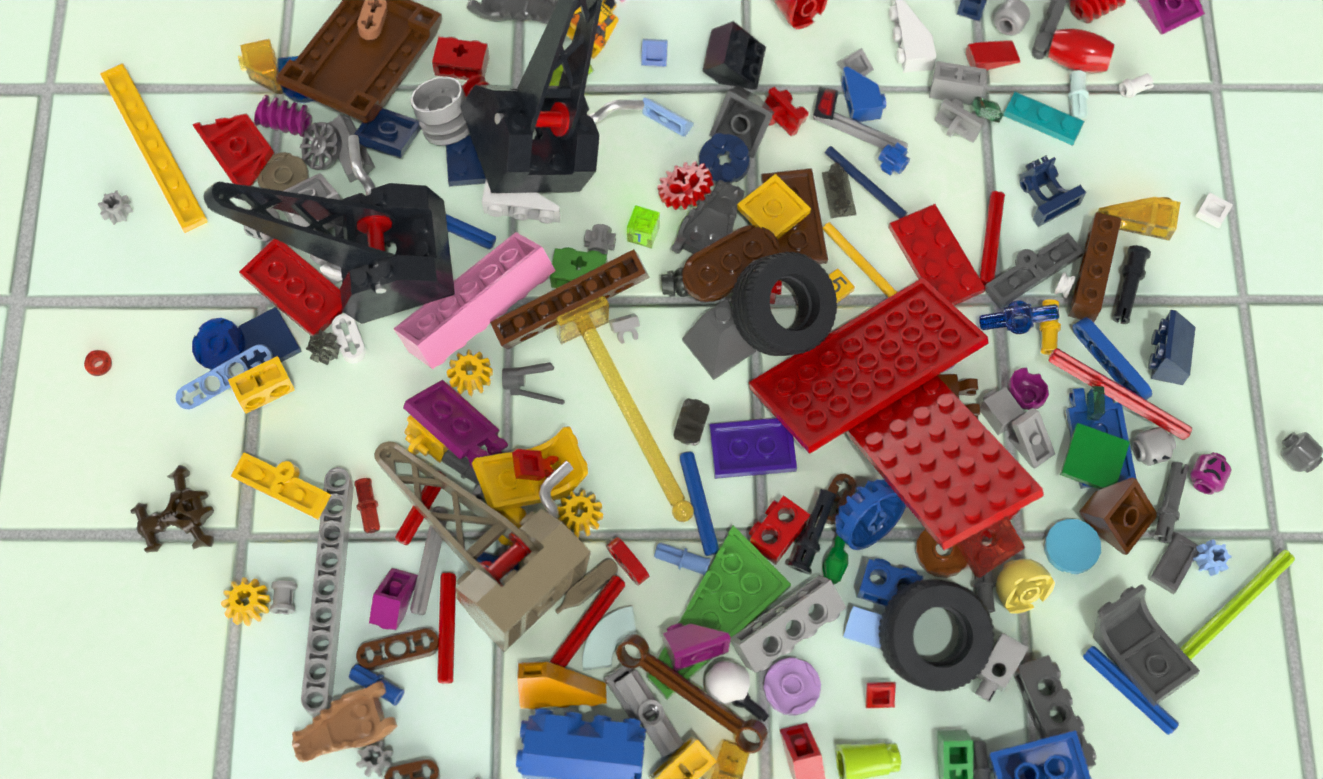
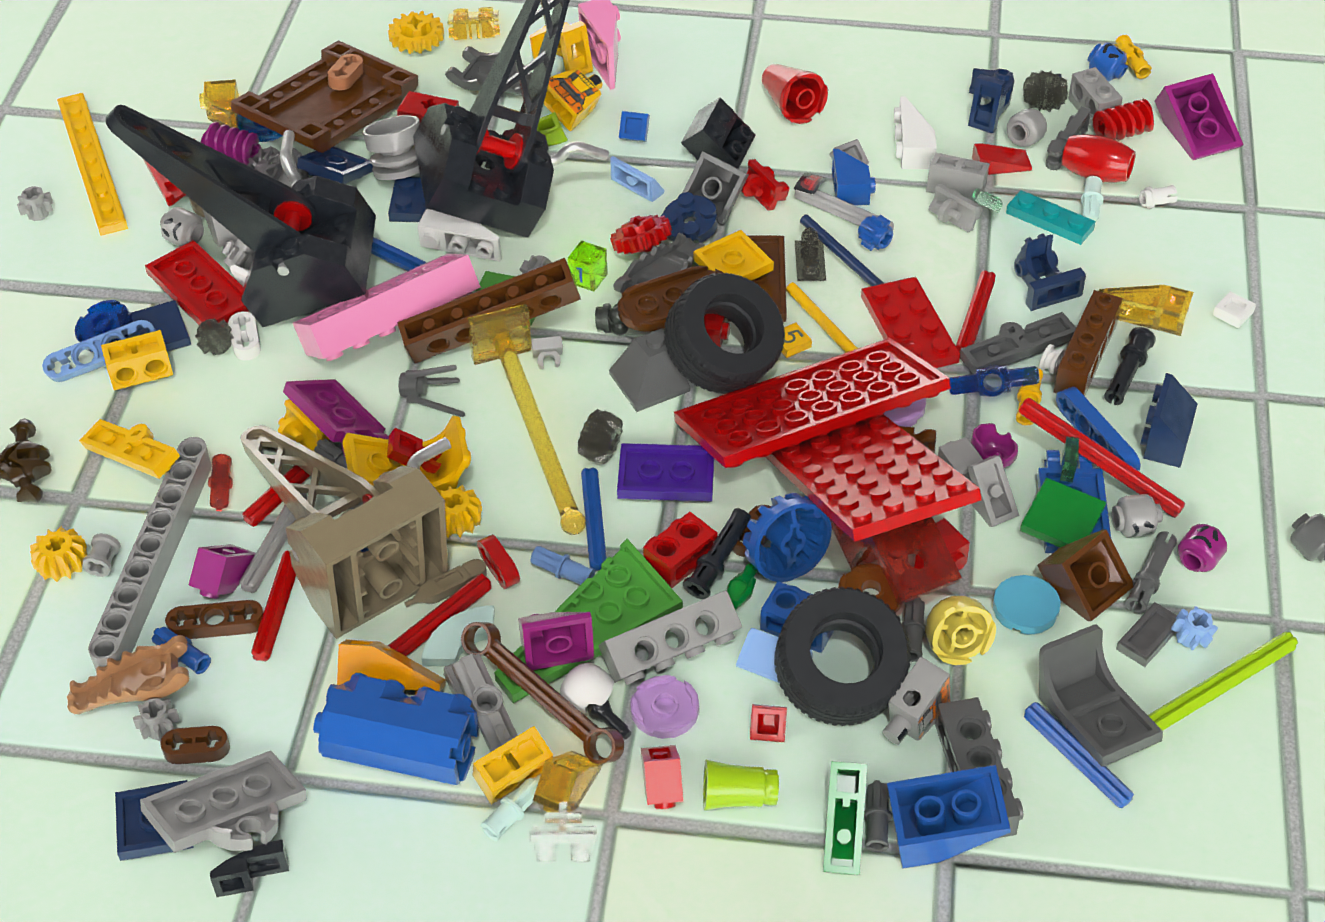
camera: 10 degrees right, 20 degrees down
(479, 368) = (366, 374): yellow gear -> none

